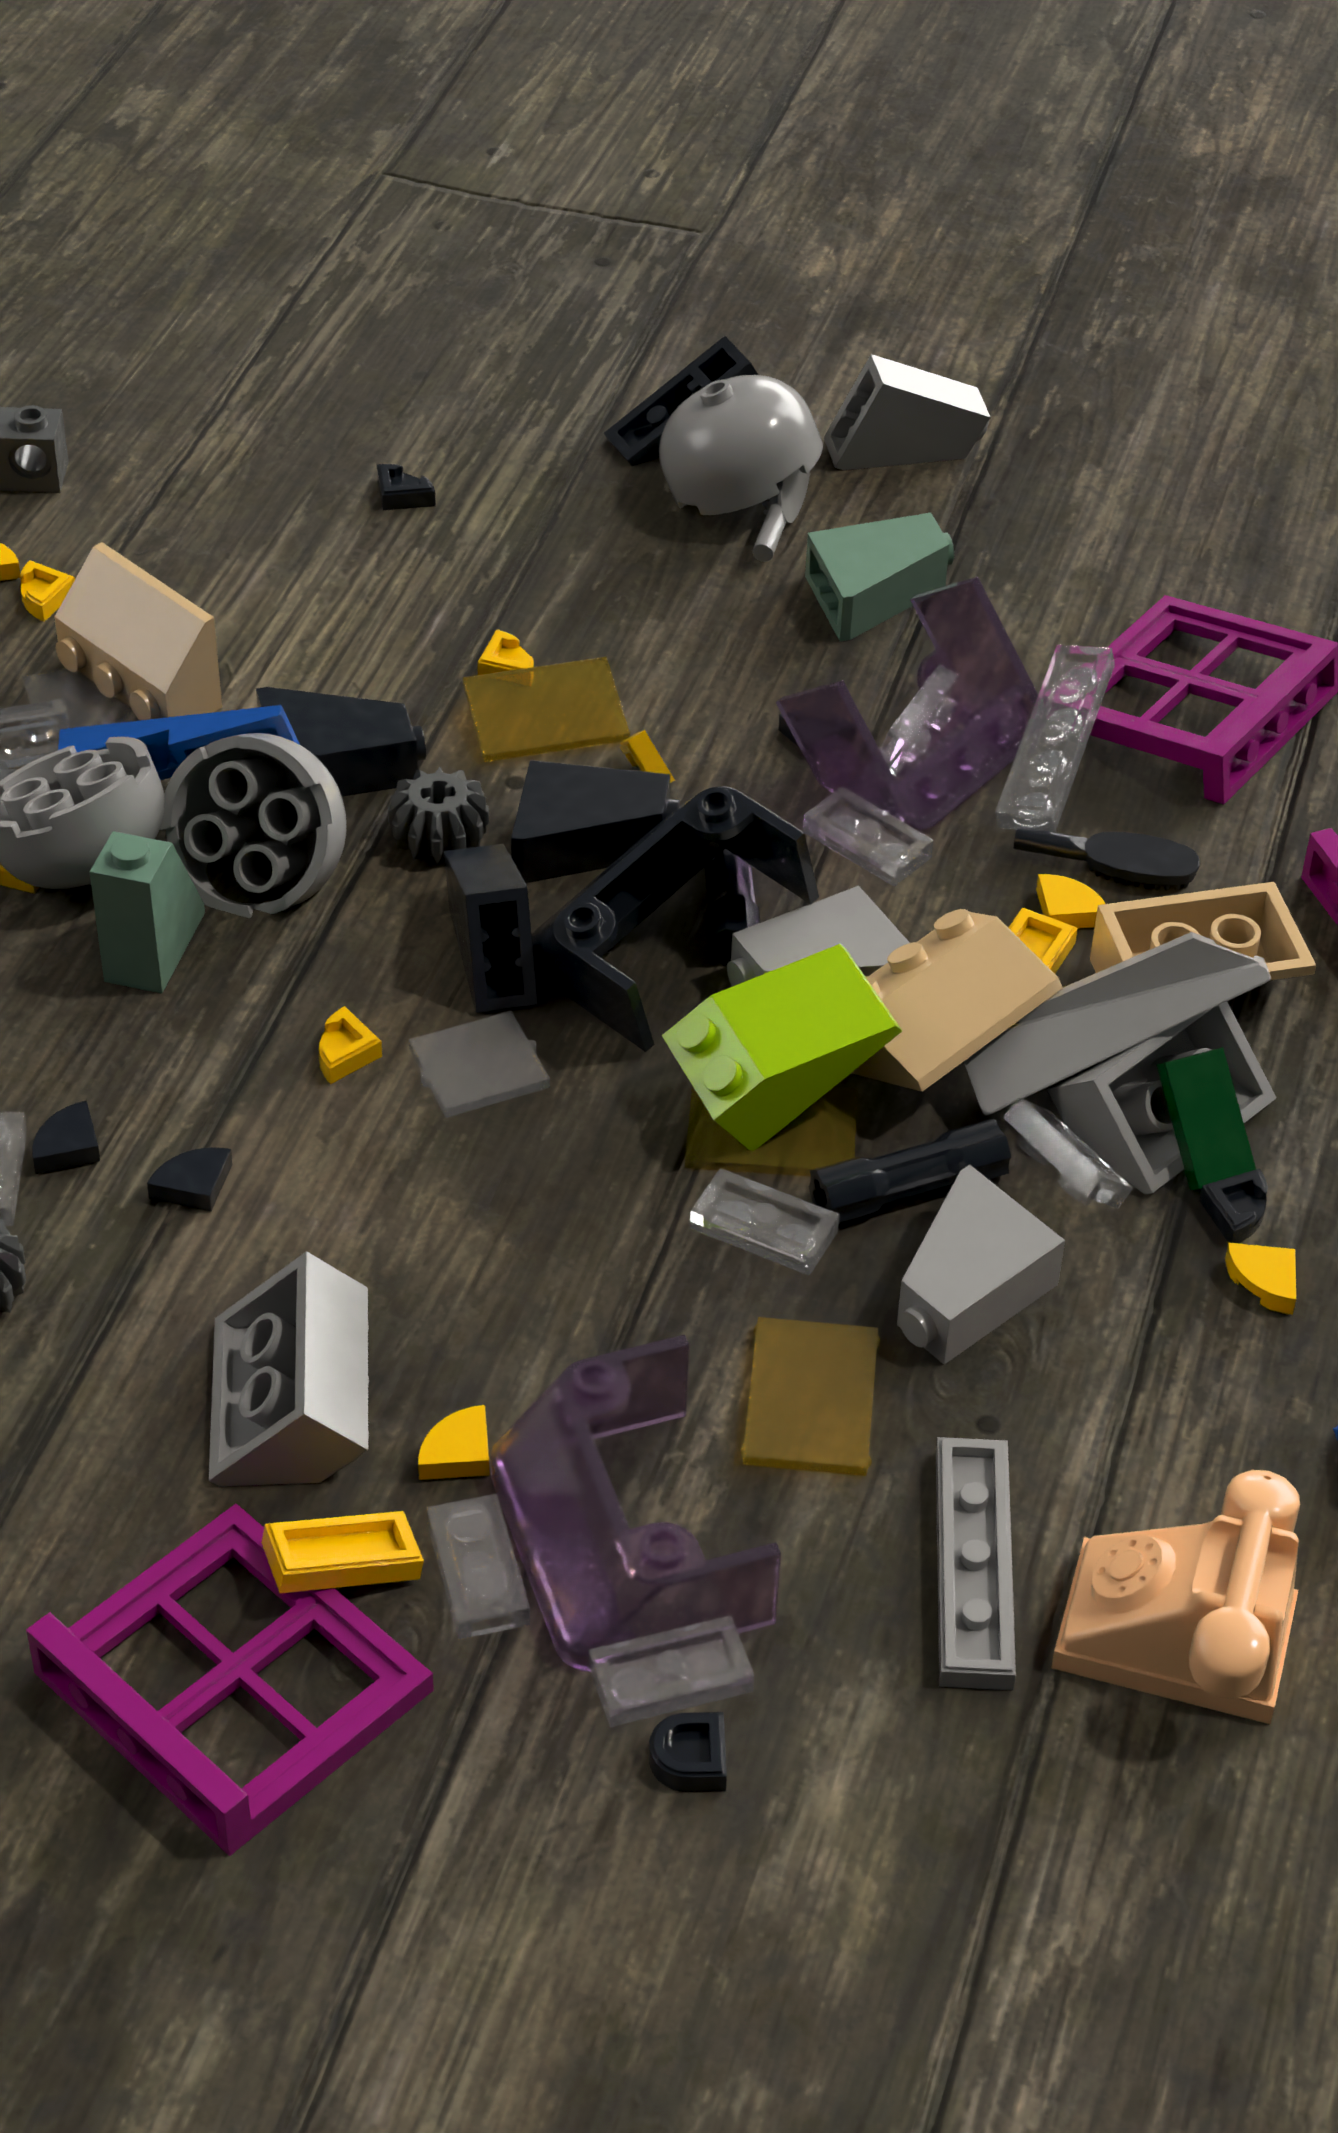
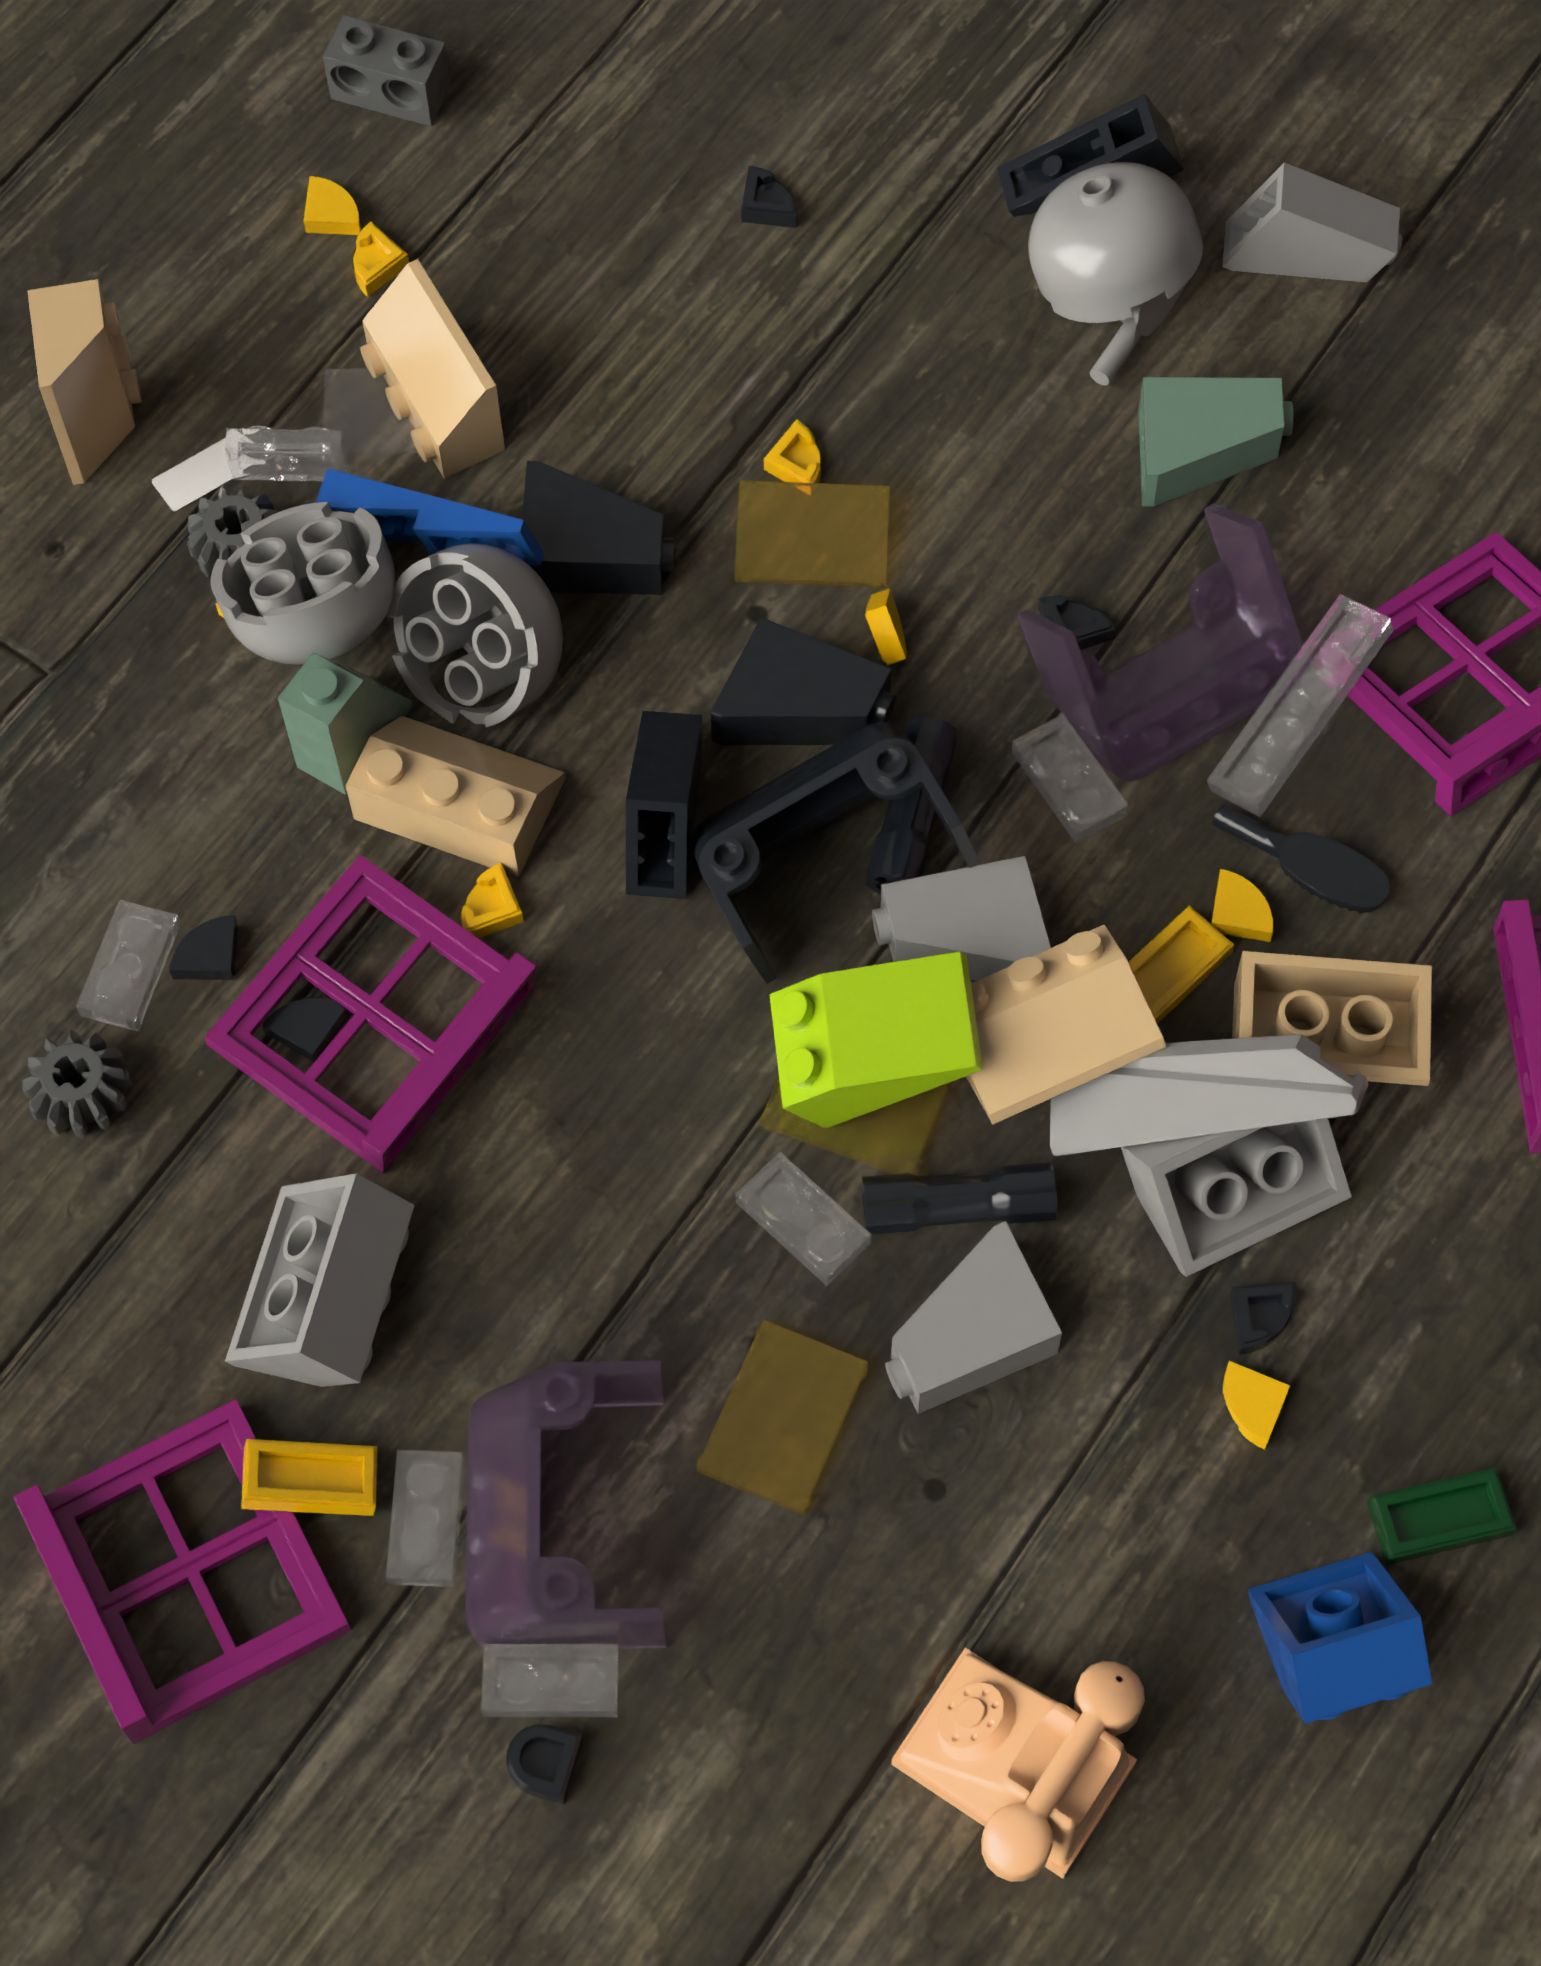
camera: 20 degrees right, 20 degrees up
(272, 966) = (452, 793): none -> tan slope
(343, 1181) = (440, 1063): none -> magenta window
(438, 813) = (660, 651): dark grey gear -> none
(456, 1446) = (447, 1387): yellow tile -> none
(479, 1064) = (608, 956): clear piece -> none
(928, 709) = (1185, 639): clear plate -> none
(974, 1564) = (861, 1639): light grey tile -> none
(1050, 1140) = (1115, 1218): clear plate -> none
(1206, 1117) = (1258, 1220): dark green tile -> none

